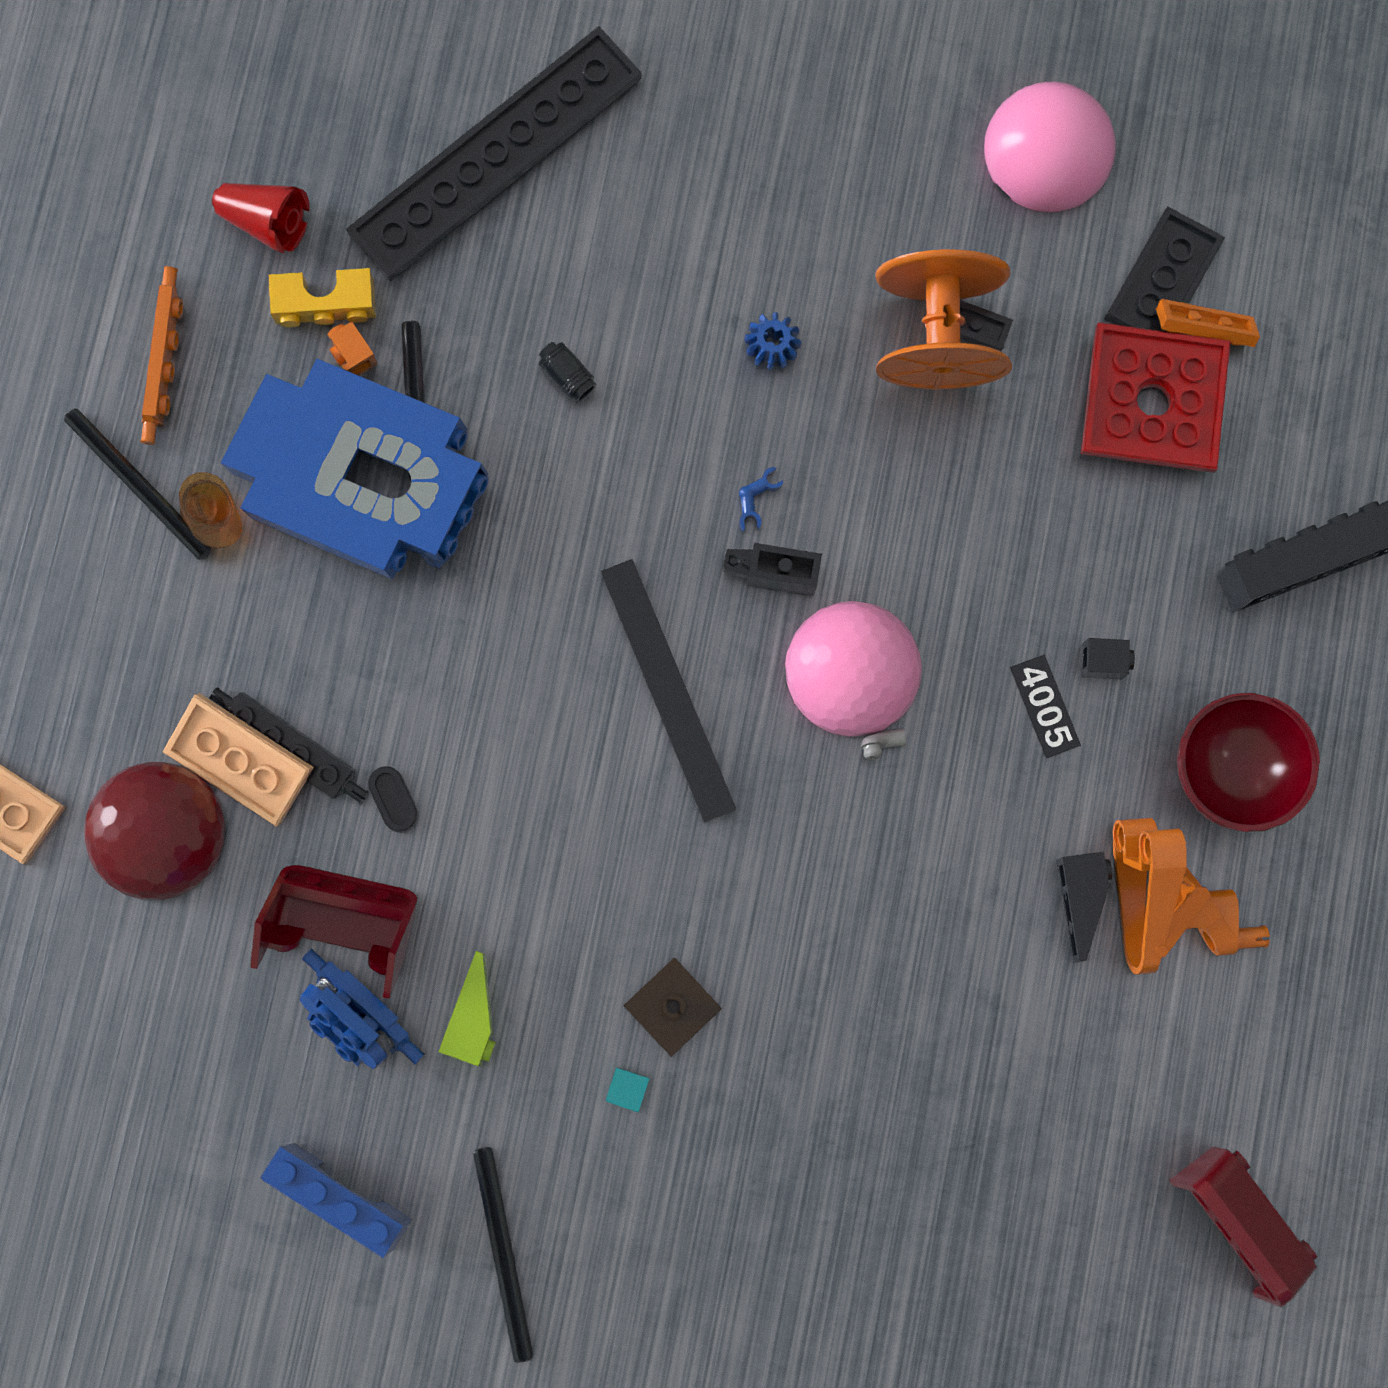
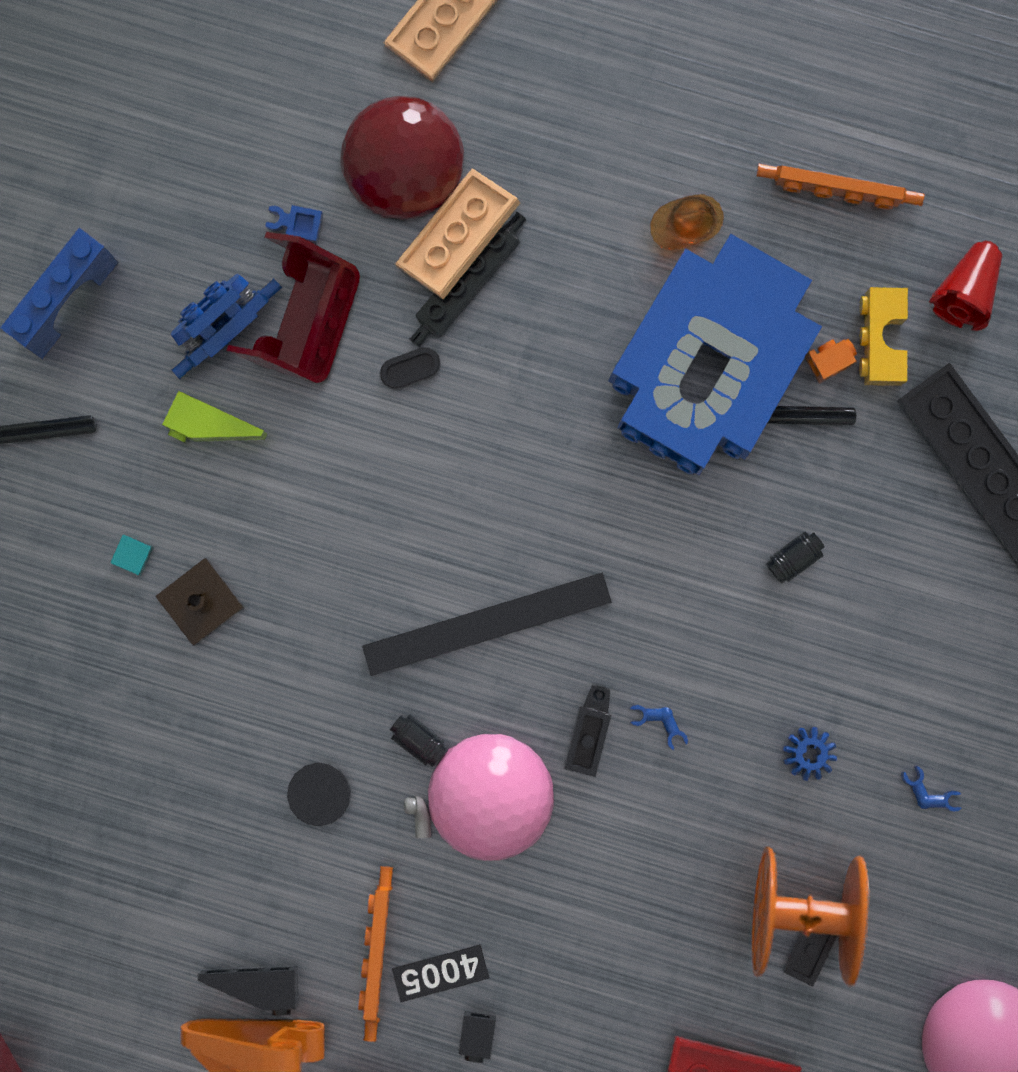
camera: 105 degrees right, 5 degrees up
(135, 482) = (726, 154): black axle -> none
(235, 936) = (300, 222): none -> blue plate
(800, 750) = (418, 740): none -> black head
(808, 224) = (923, 799): none -> blue arm
(870, 853) = (318, 794): none -> black tile
(1019, 774) = (372, 967): none -> orange plate

